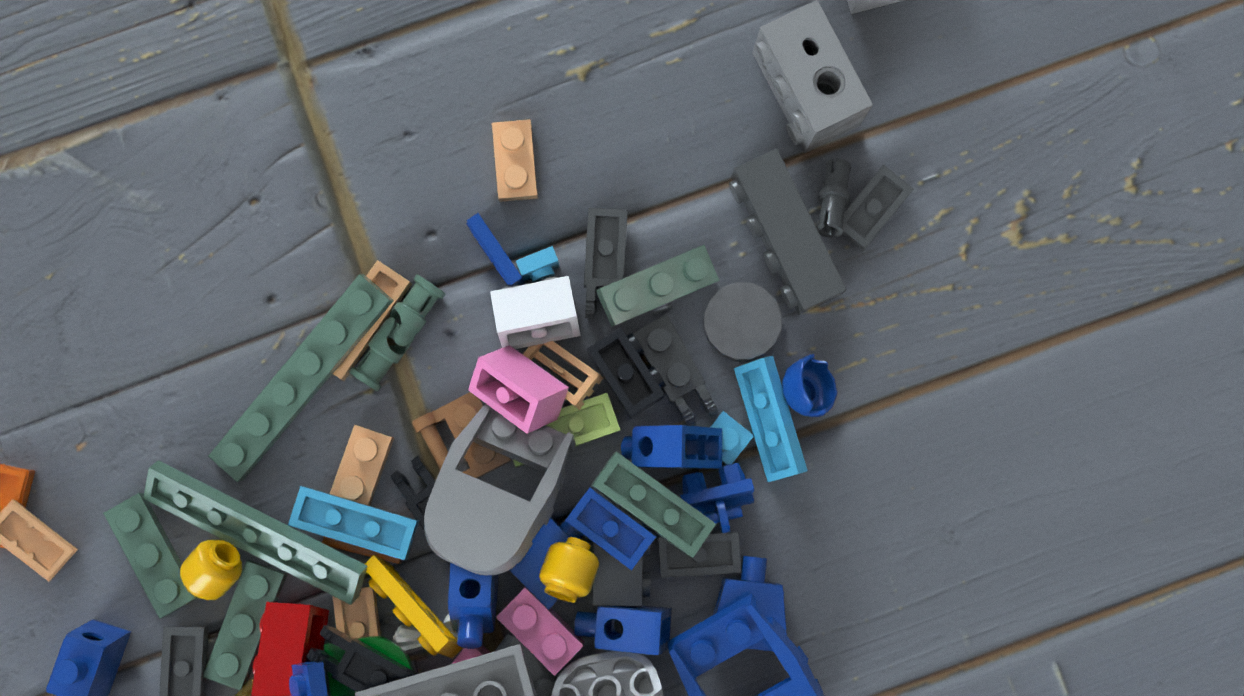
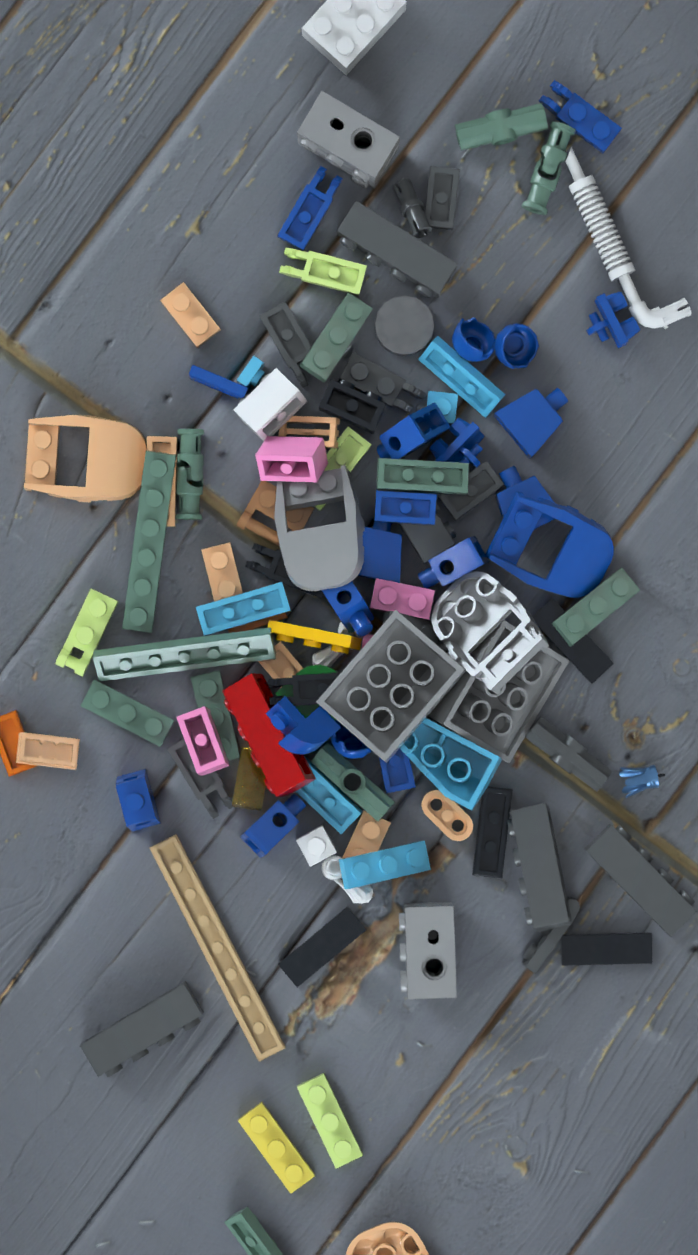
camera: 30 degrees left, 5 degrees up
(169, 433) = (87, 631): none -> yellowish green plate
(200, 649) = (203, 741): none -> bright pink brick
(211, 569) = (173, 694): yellow head -> none
(321, 259) = (113, 458): none -> light nougat slope
(569, 570) = (396, 548): yellow head -> none
(694, 207) = (326, 271): none -> yellowish green hinge
(717, 130) = (308, 211): none -> blue hinge
(820, 519) = (532, 419): none -> blue torso
(854, 423) = (516, 345): none -> blue hair
(983, 448) = (608, 307): none -> blue hips
(989, 172) = (501, 126): none -> sand green piece
(1012, 249) = (551, 158): none -> sand green piece
(1028, 389) = (613, 252): none -> white piece
(1083, 219) = (583, 117): none -> blue hinge

